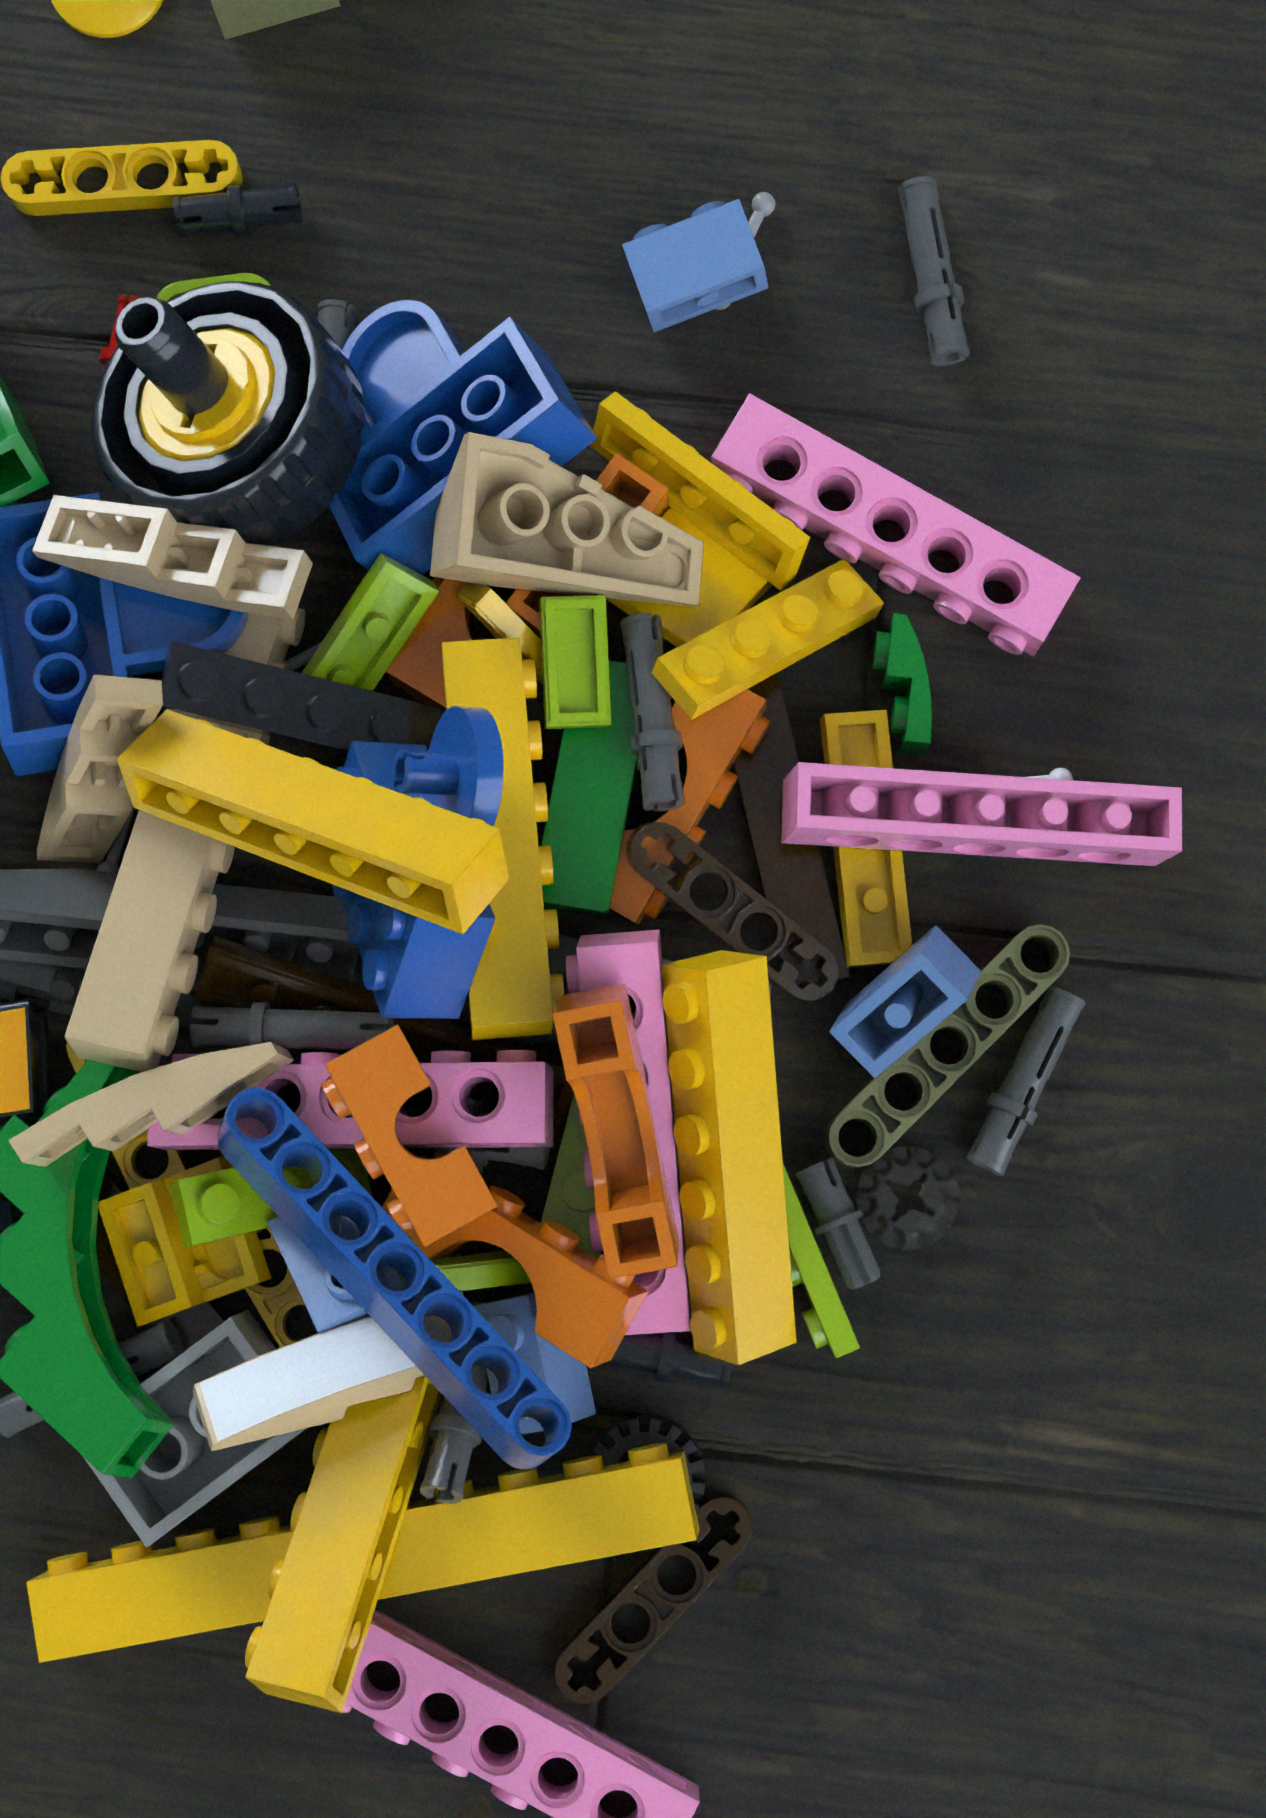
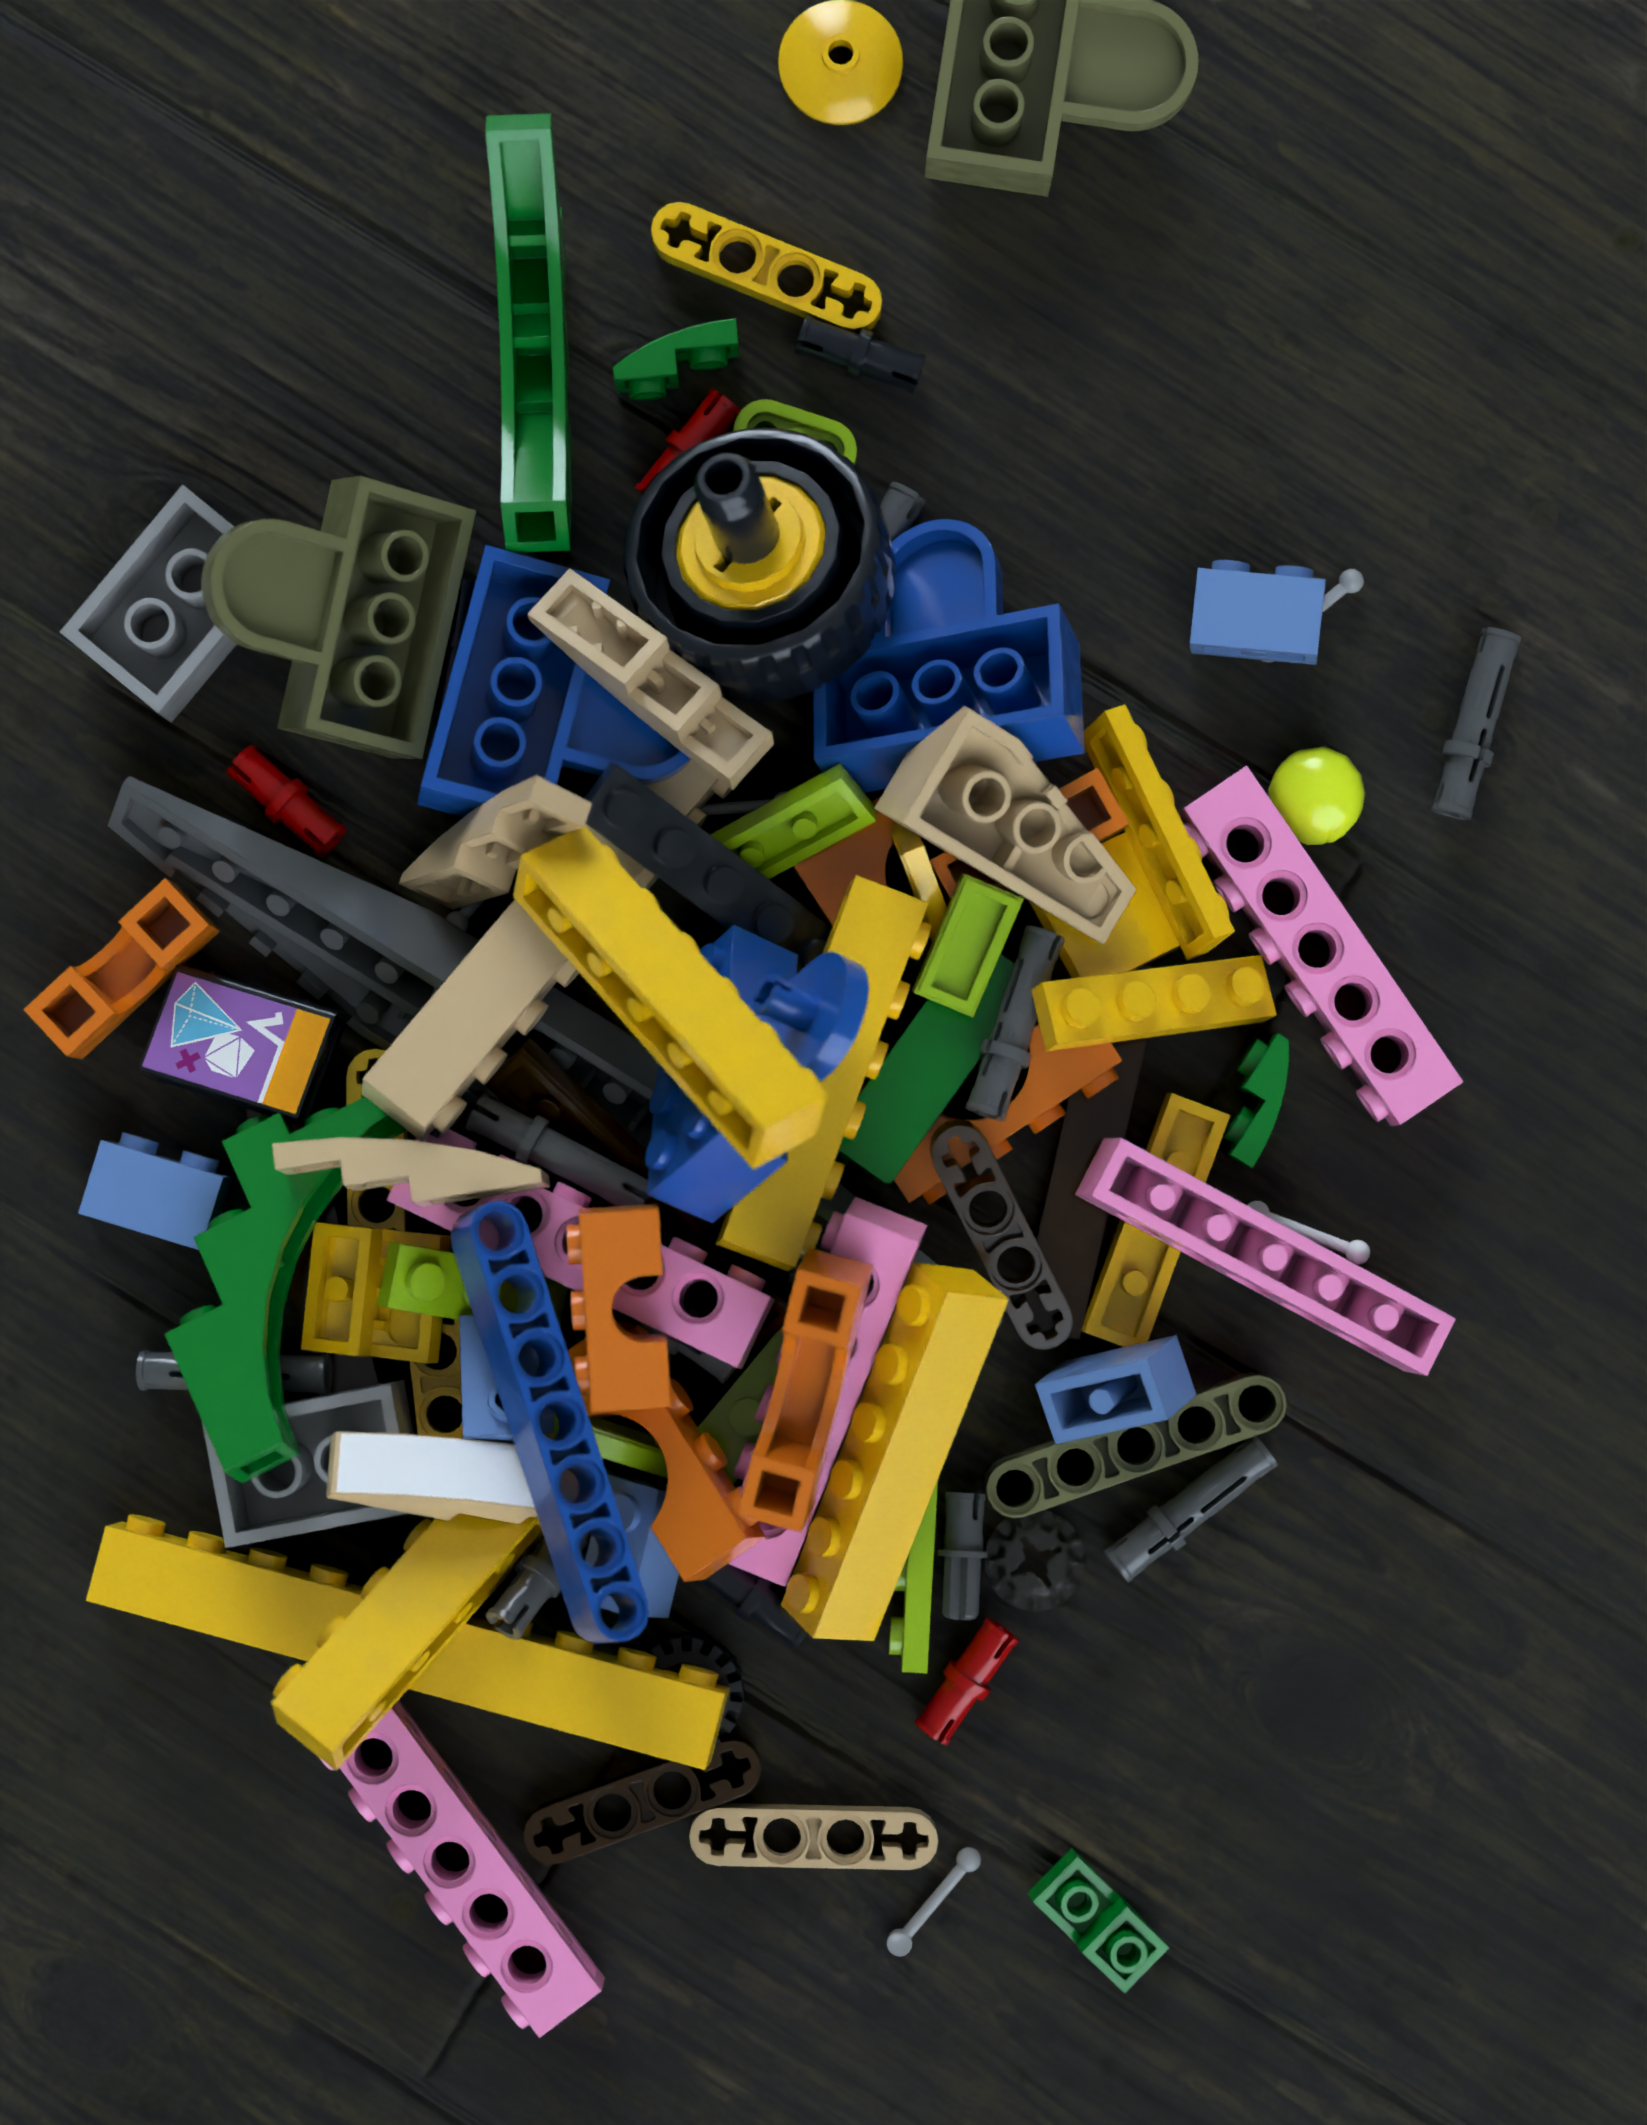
camera: 20 degrees right, 5 degrees up
(57, 302) = (655, 366): none -> green slope
(826, 394) = (1318, 794): none -> neon yellow hair
(833, 1565) = (813, 1847): none -> tan beam
(899, 1339) = (966, 1681): none -> red pin
(956, 1613) = (900, 1940): none -> light grey hinge
(1130, 1505) = (1098, 1920): none -> green slope

